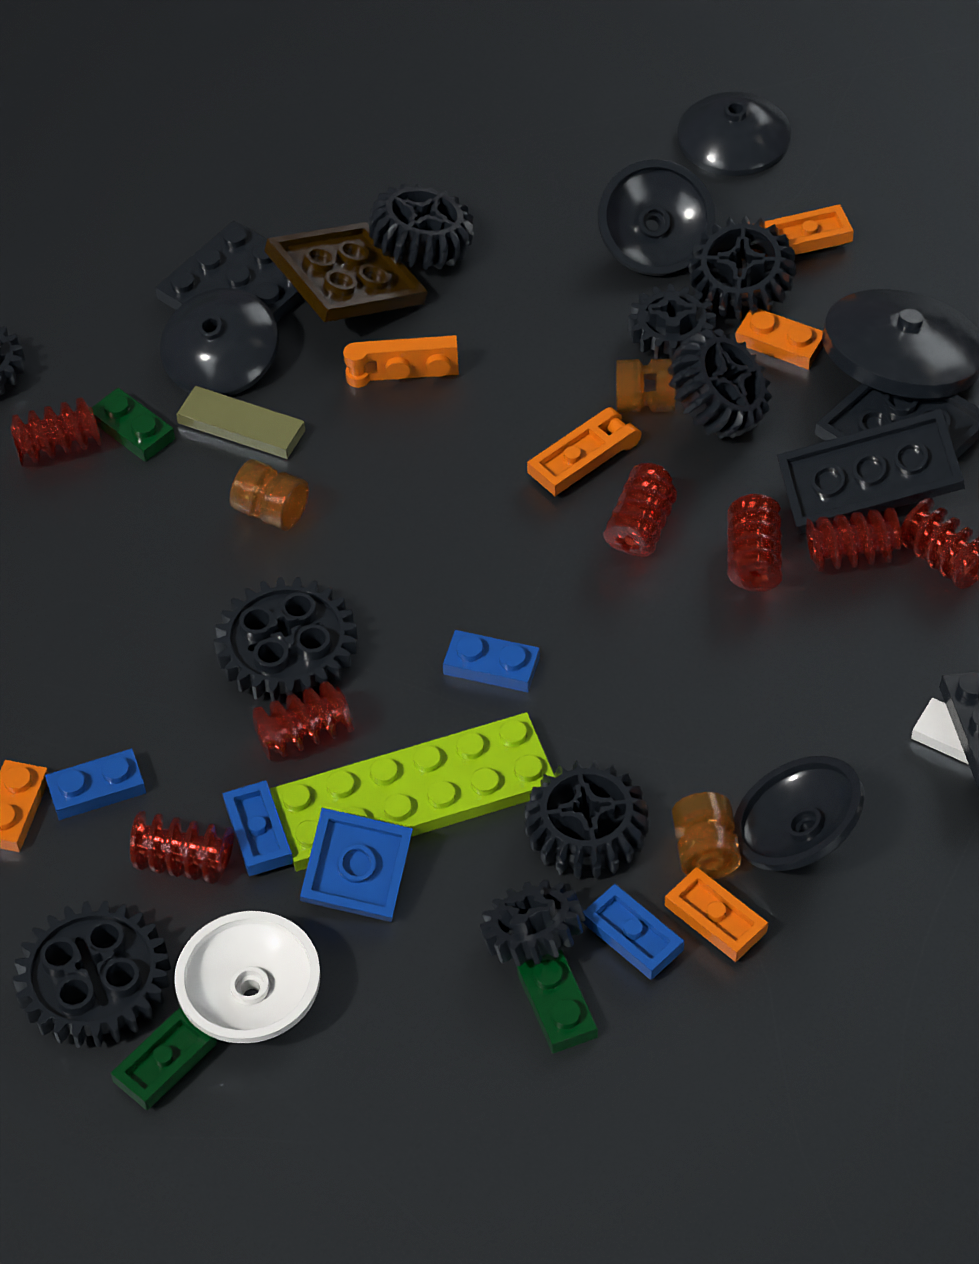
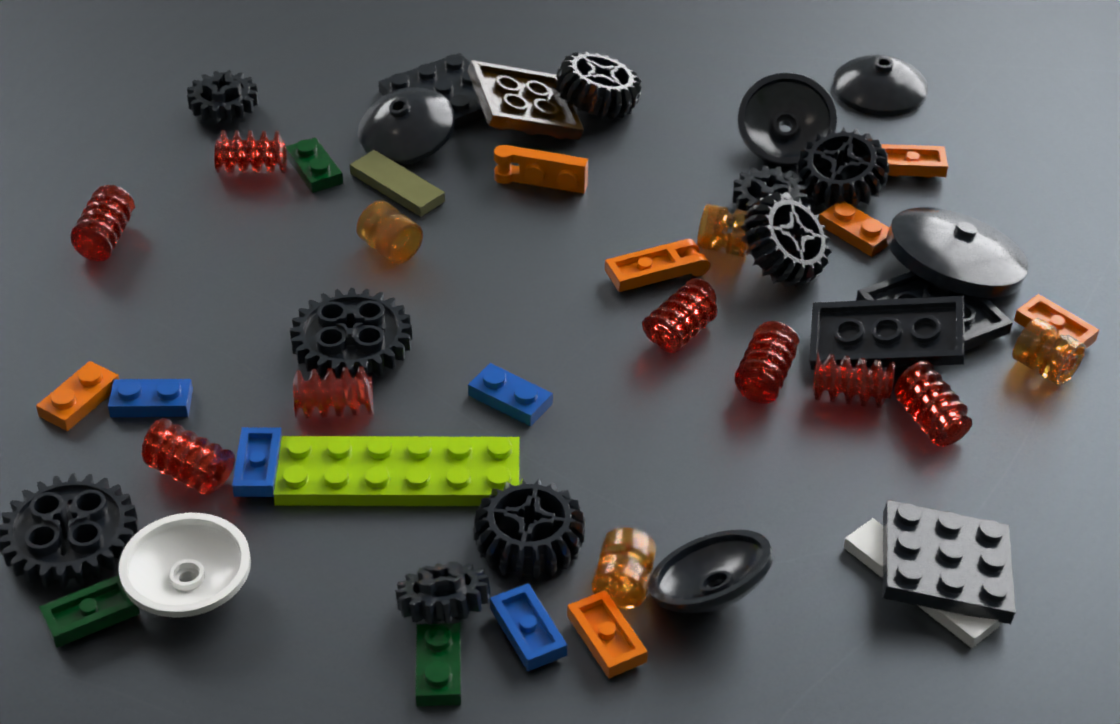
camera: 15 degrees right, 10 degrees down
(356, 864) = (319, 508): blue plate -> none

